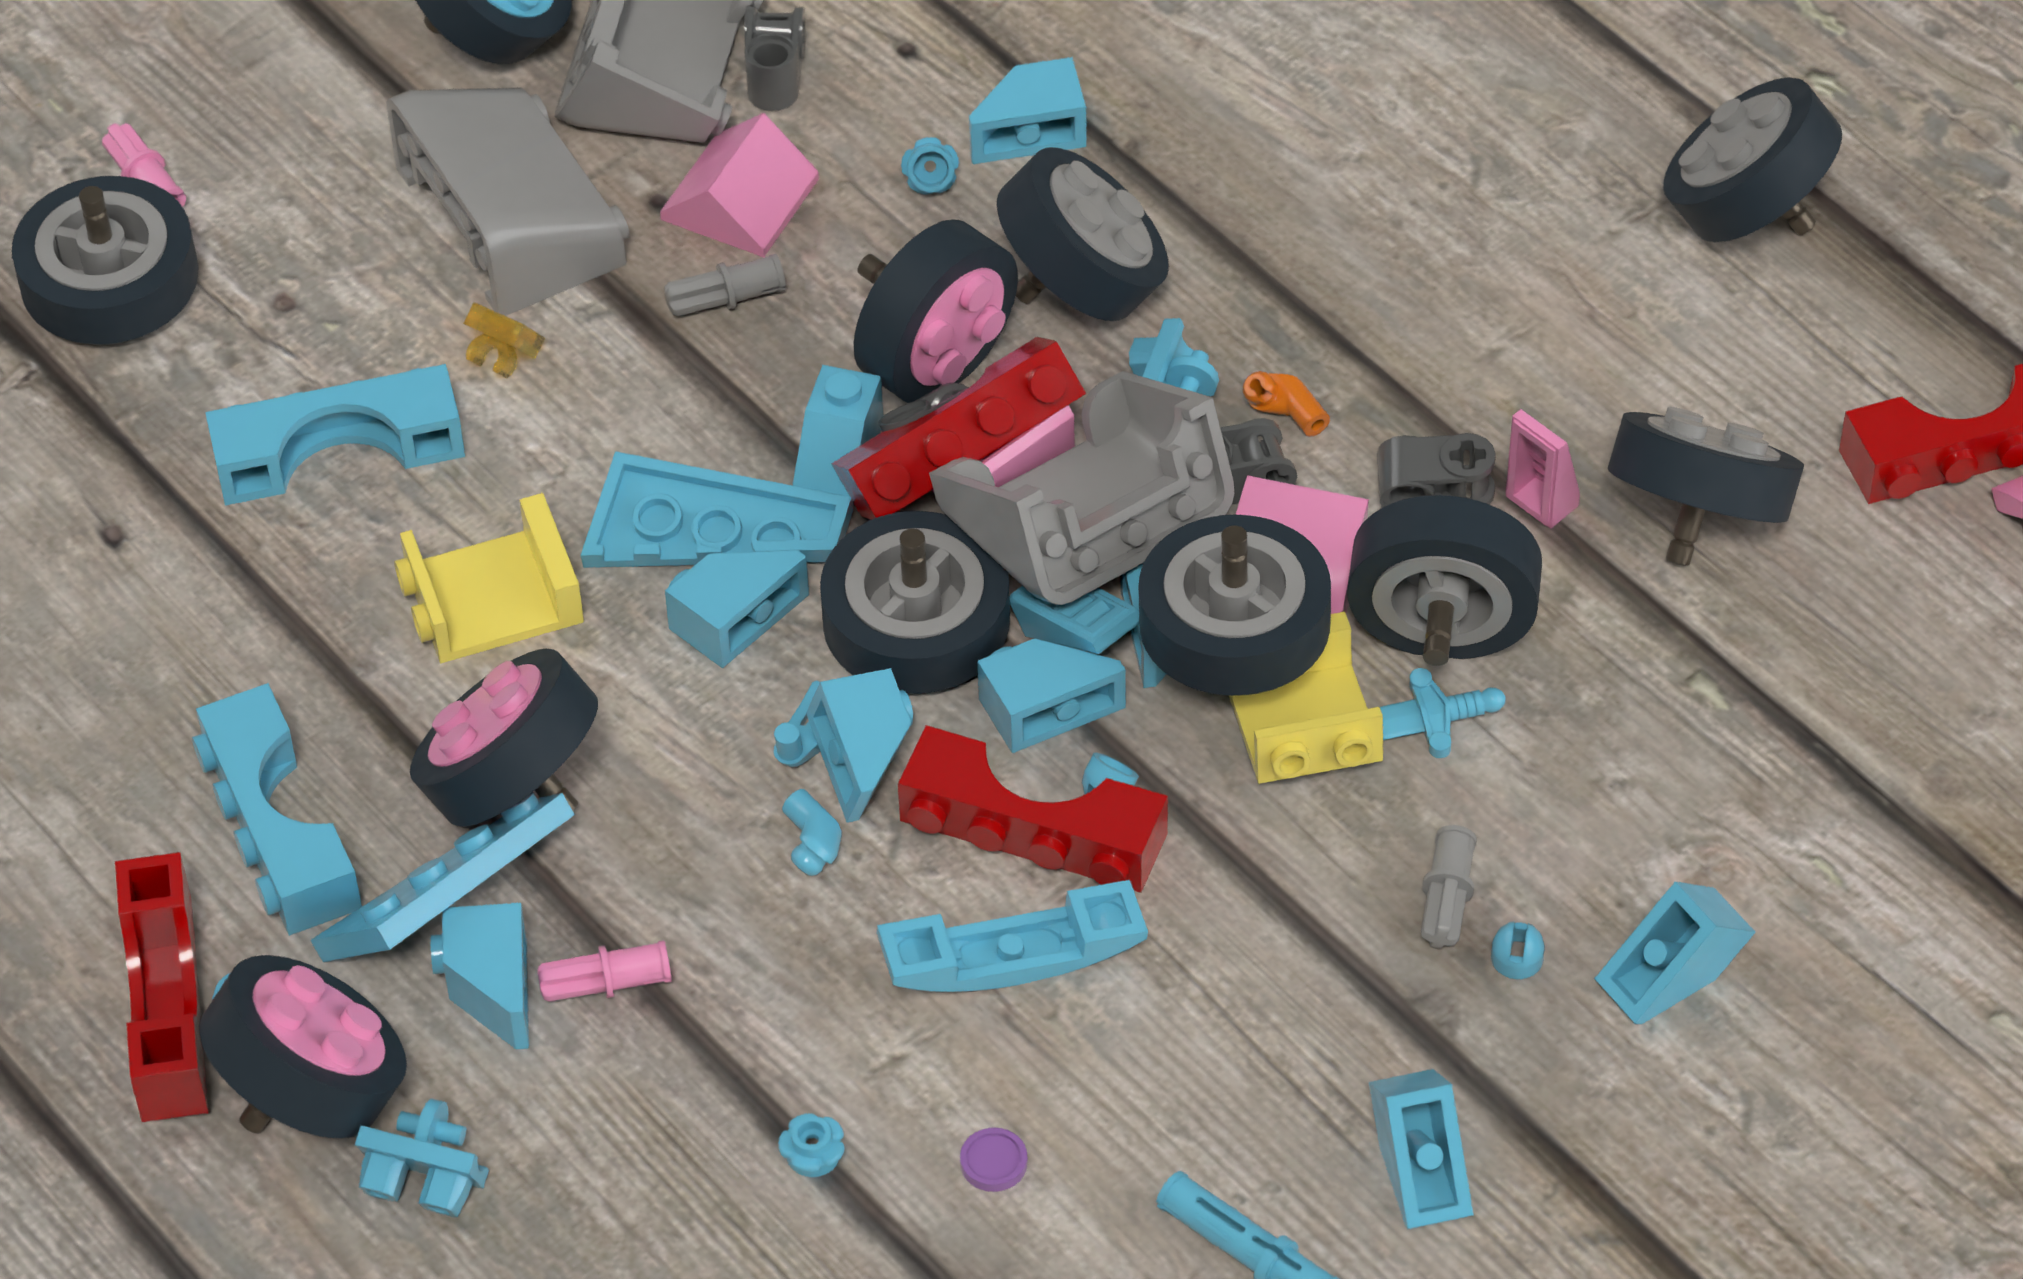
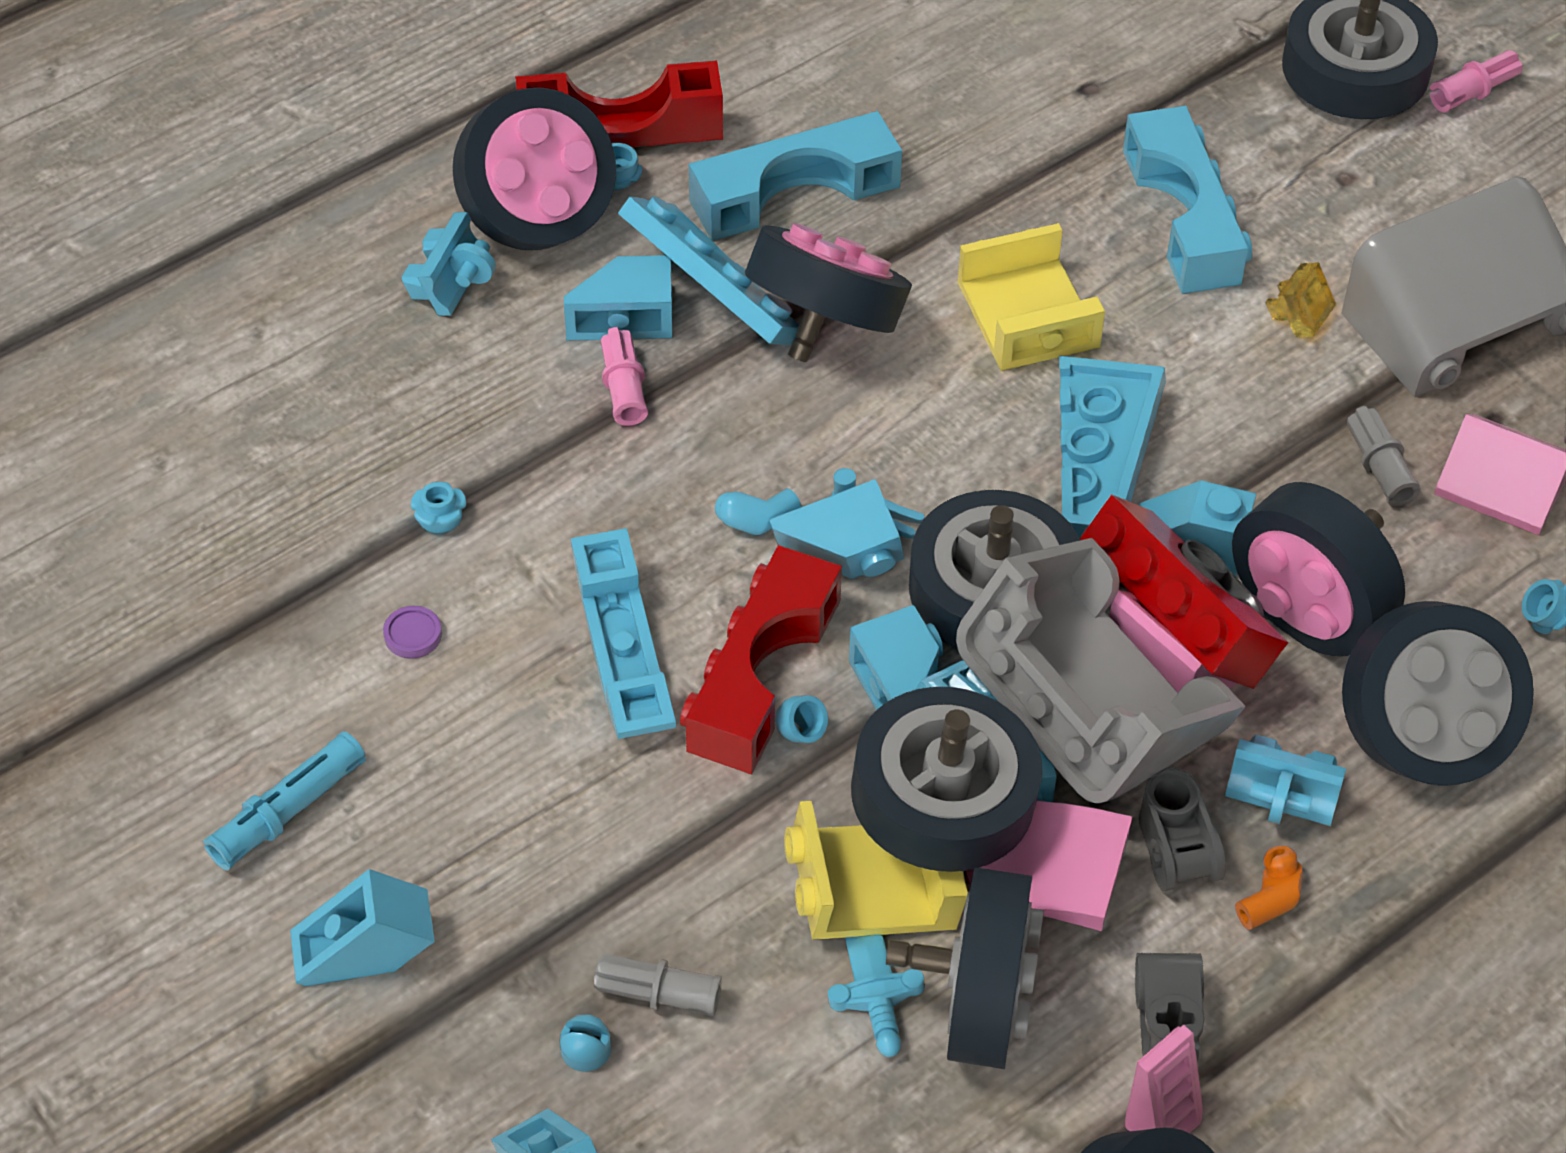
camera: 90 degrees right, 0 degrees up
(734, 599) = (999, 446): medium azure slope -> none

